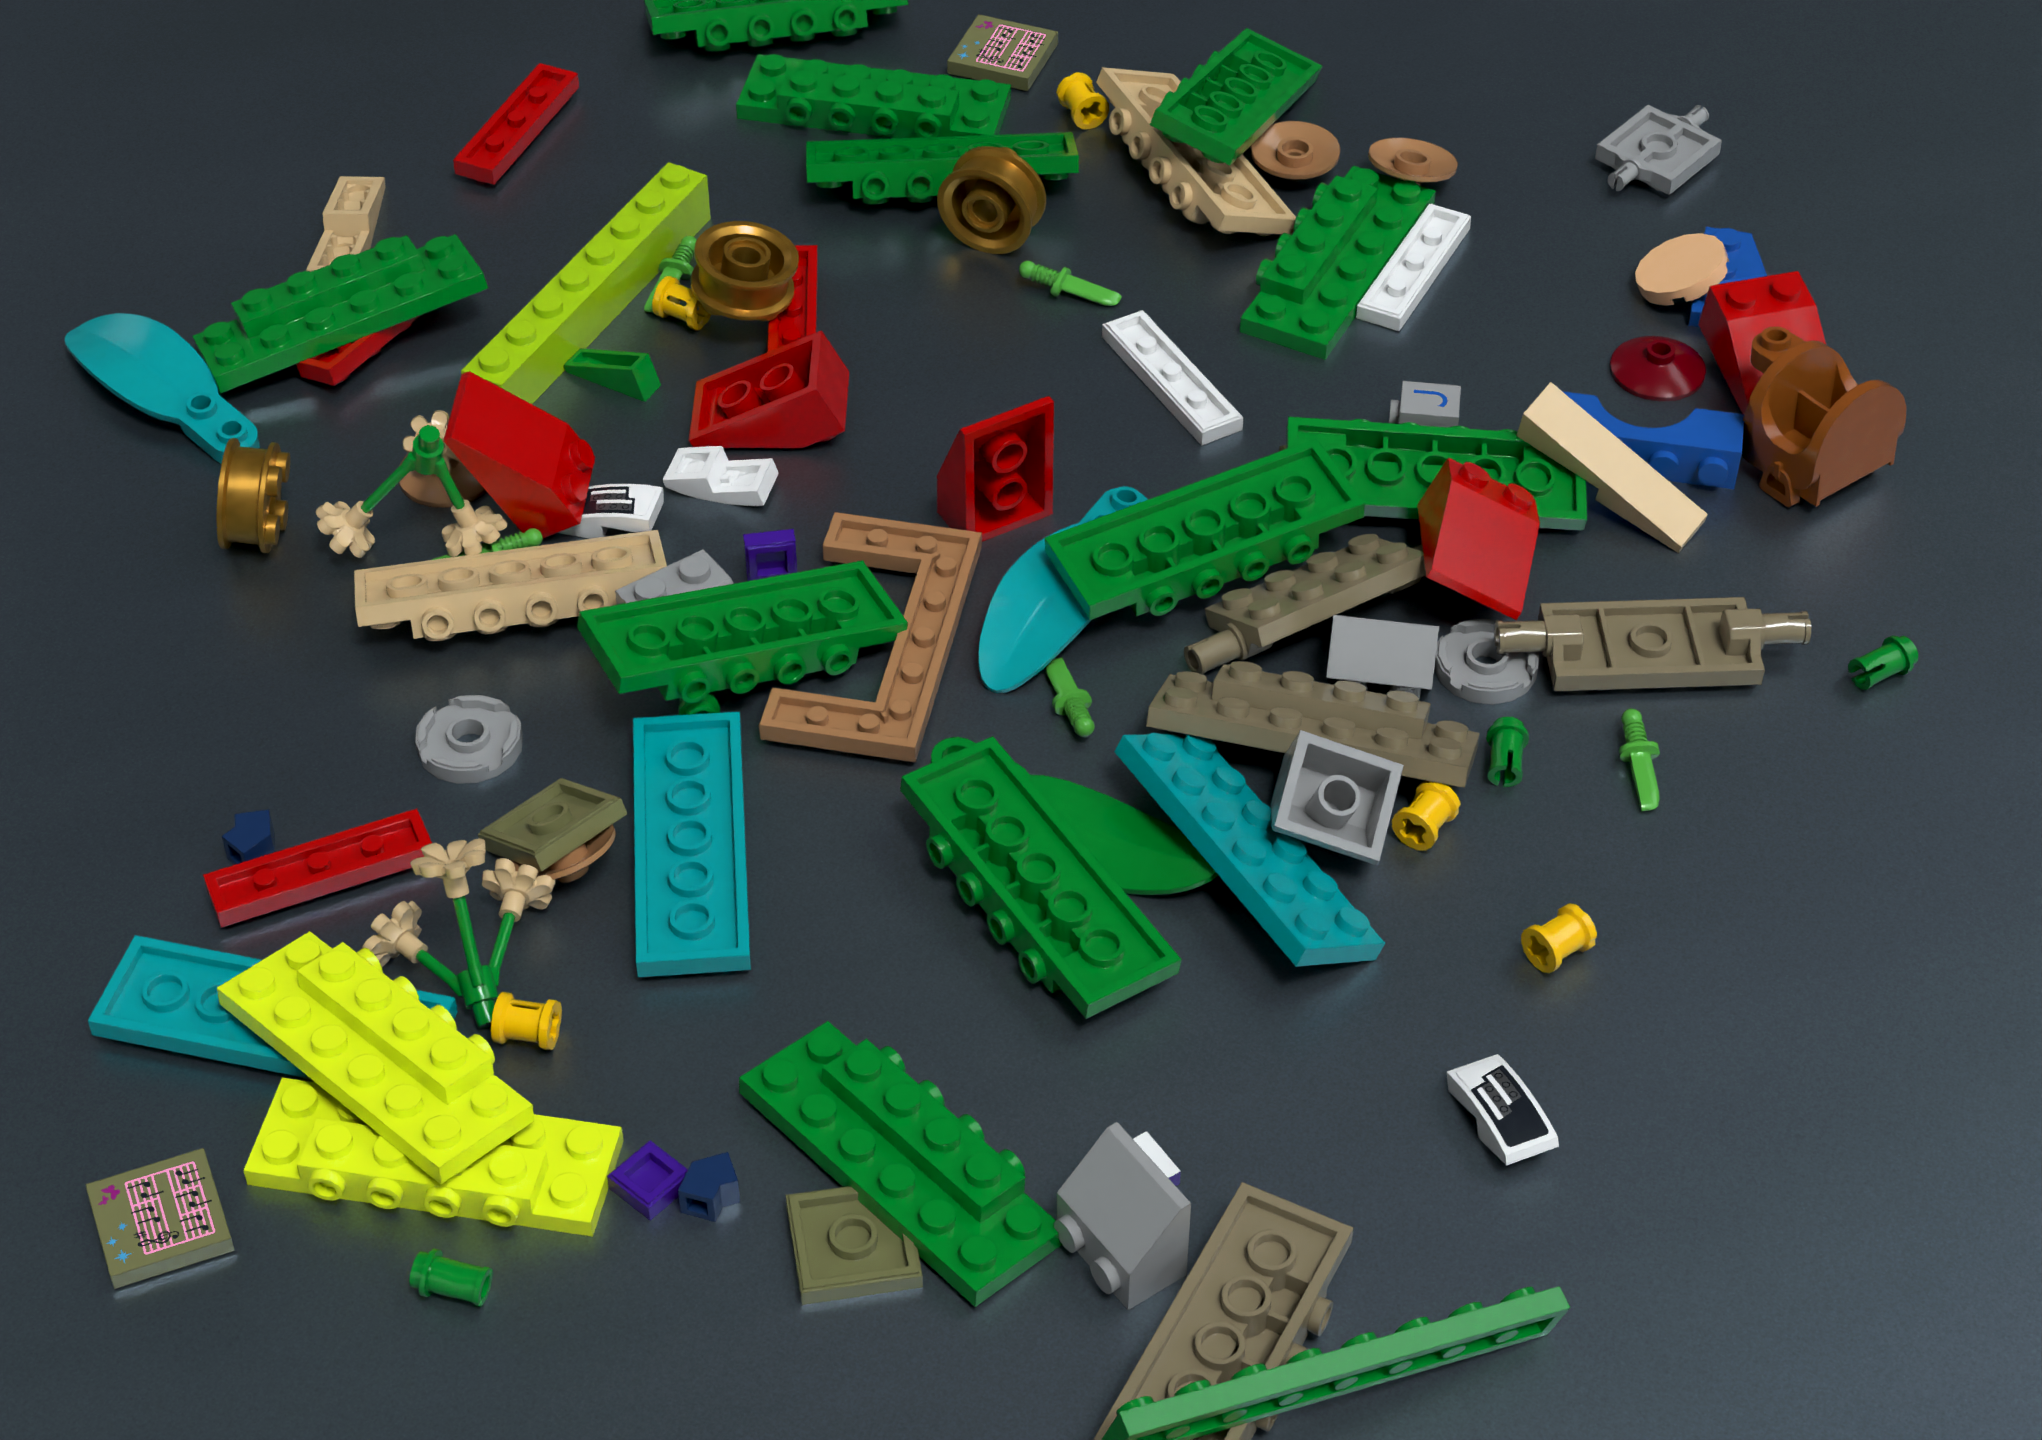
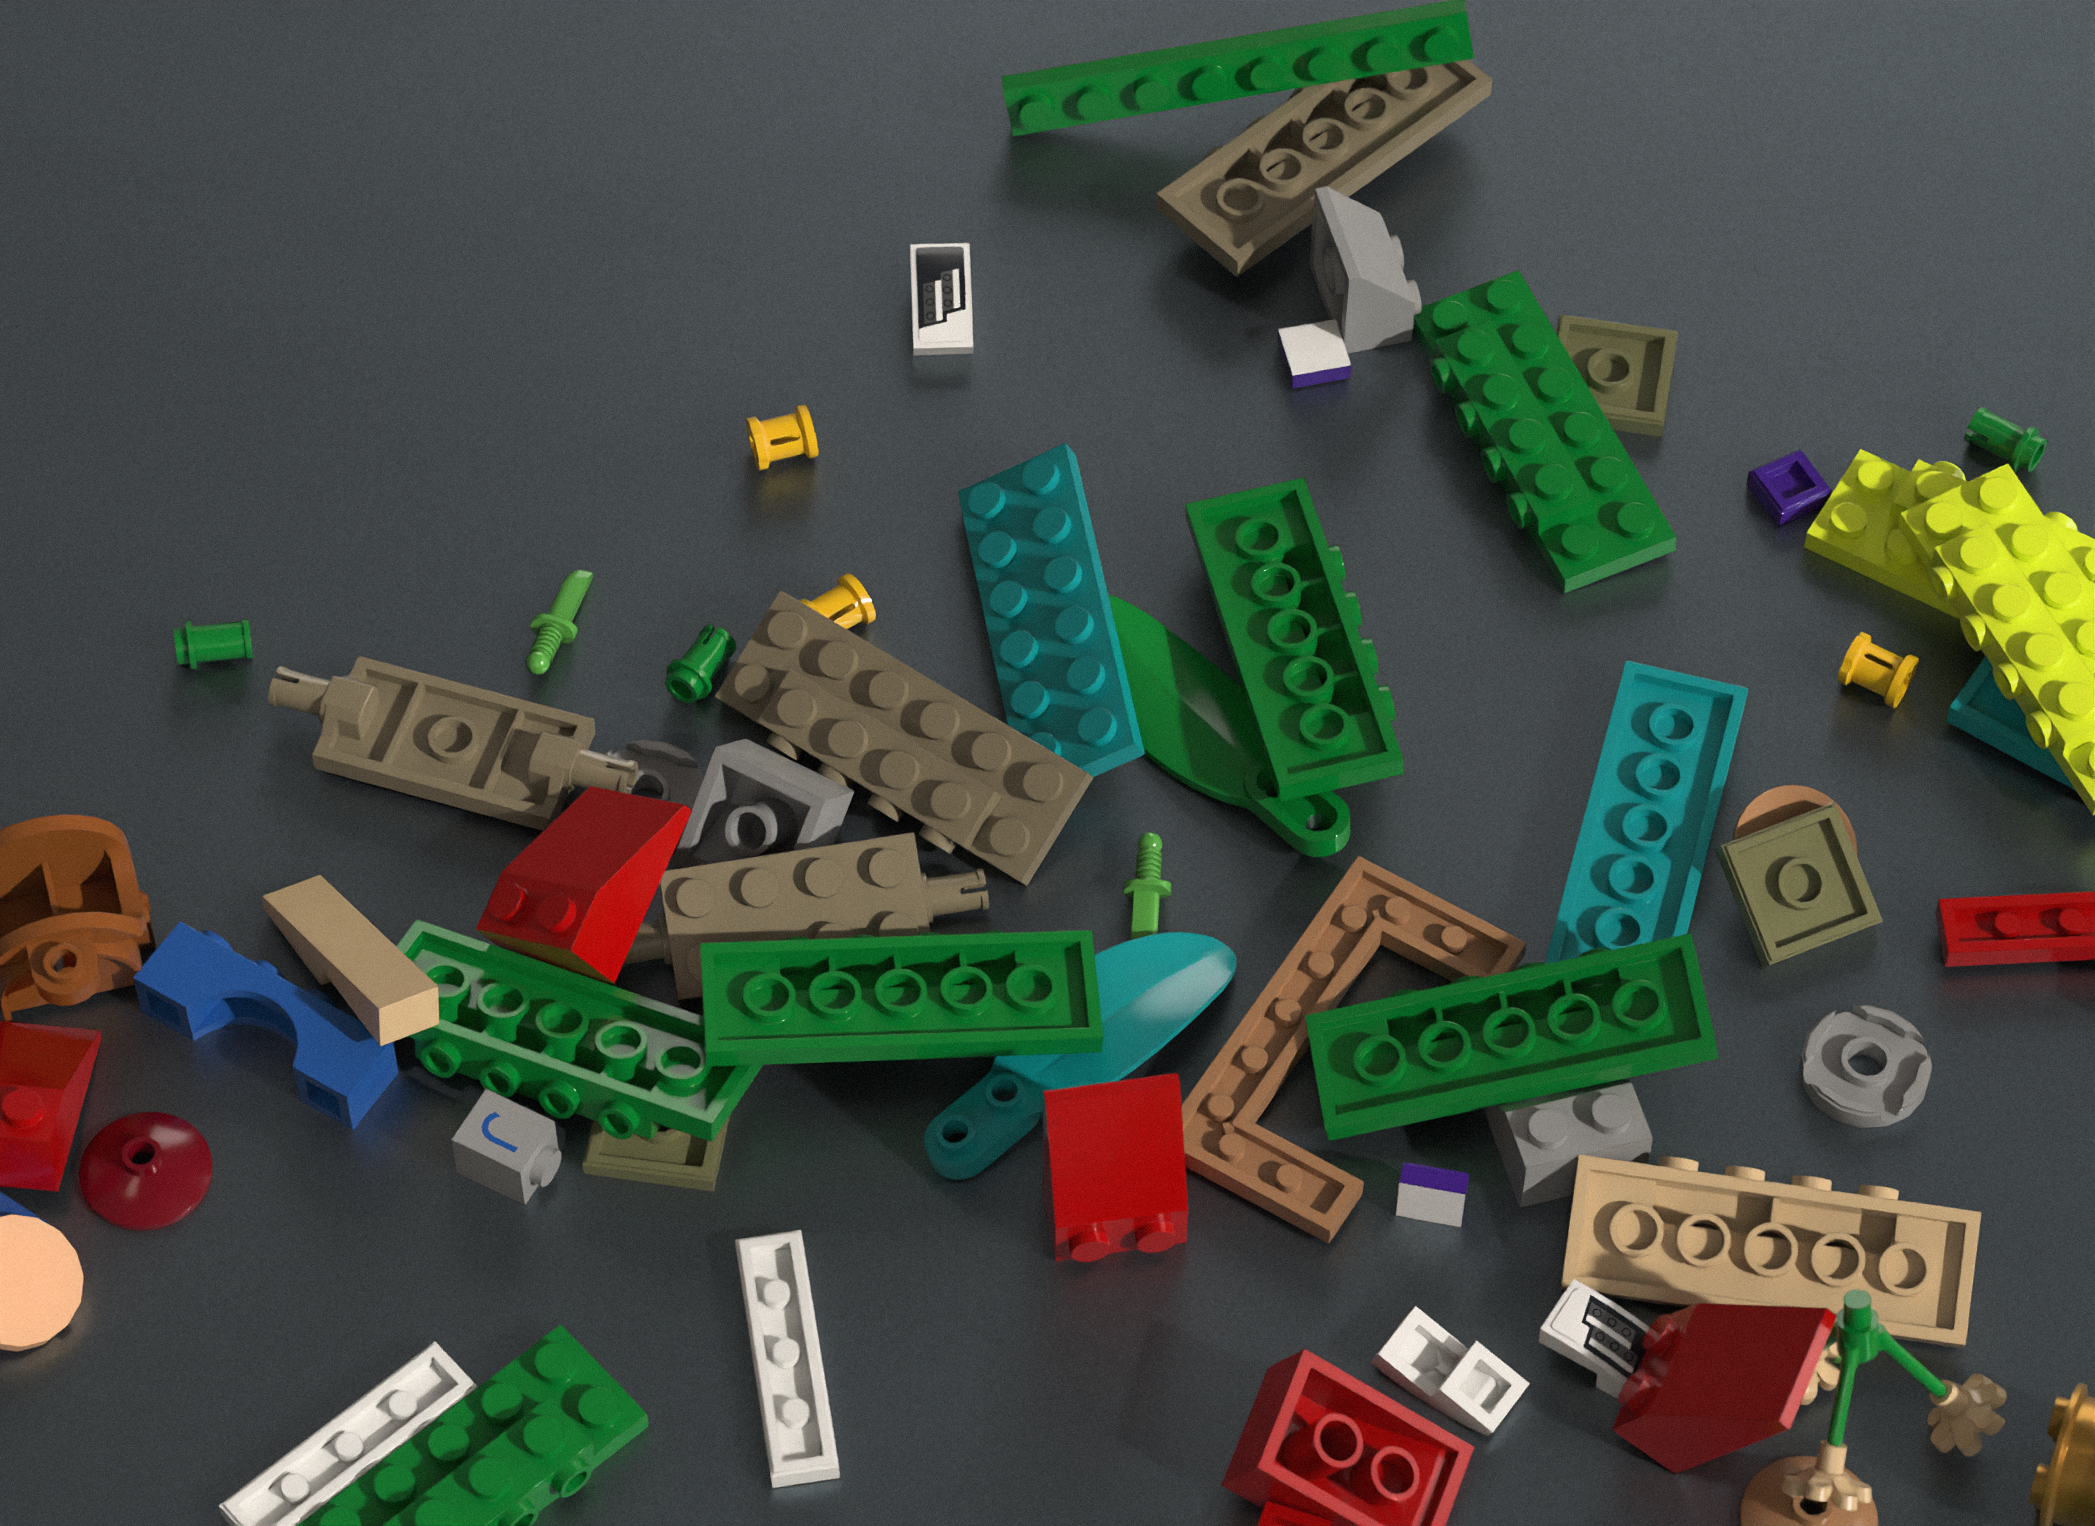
camera: 160 degrees left, 10 degrees up
(512, 887) = (1942, 690): tan plant -> none
(709, 1187) = (1735, 453): dark blue piece -> none
(1335, 796) = (942, 617): light grey slope -> none

